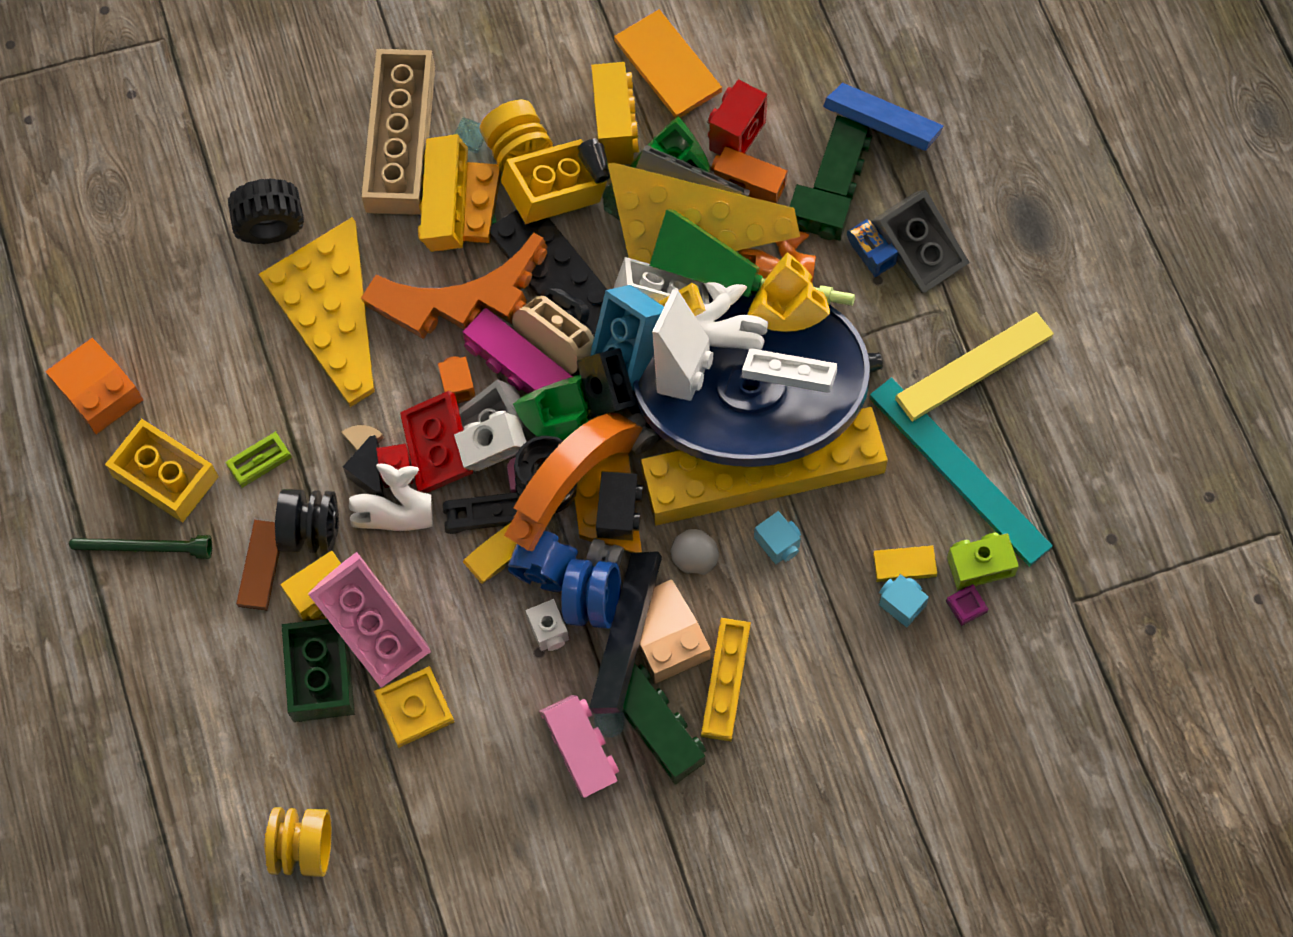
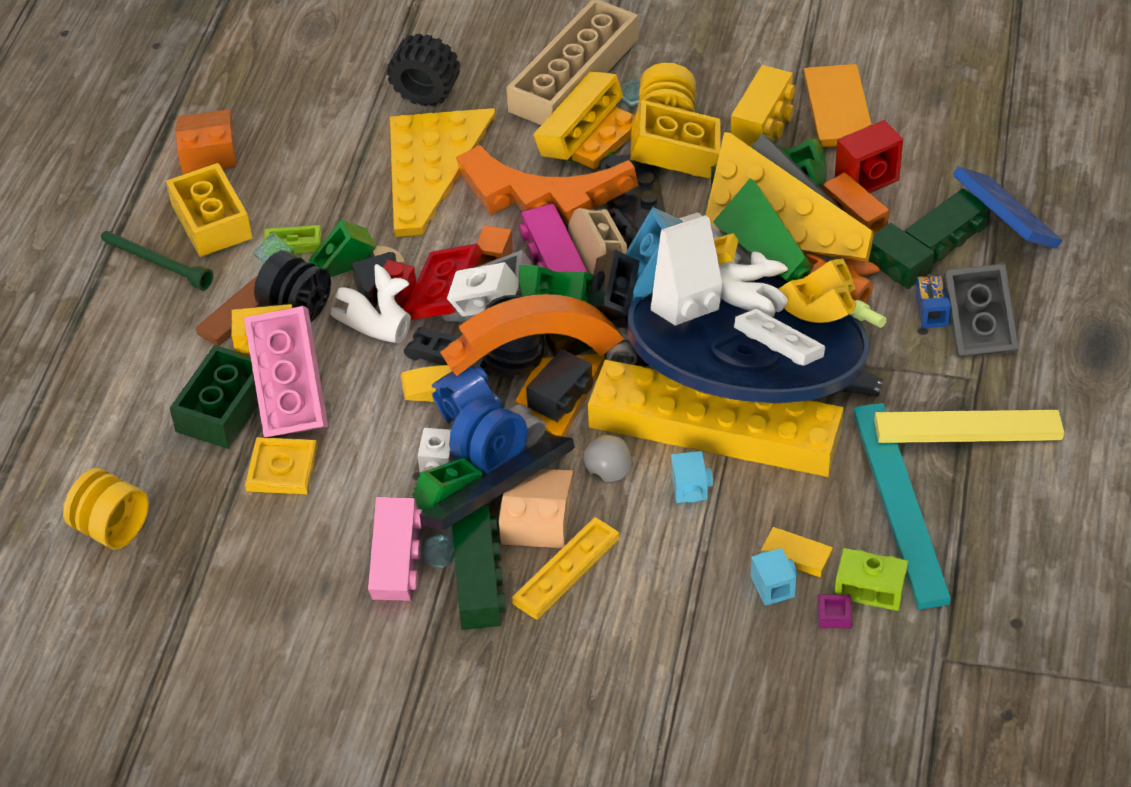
camera: 30 degrees right, 20 degrees down
(253, 485) = (269, 246): none -> clear light blue tile
(318, 452) = (342, 247): none -> green slope
(585, 661) = (443, 481): none -> green brick
(594, 159) = (716, 125): black cone -> none

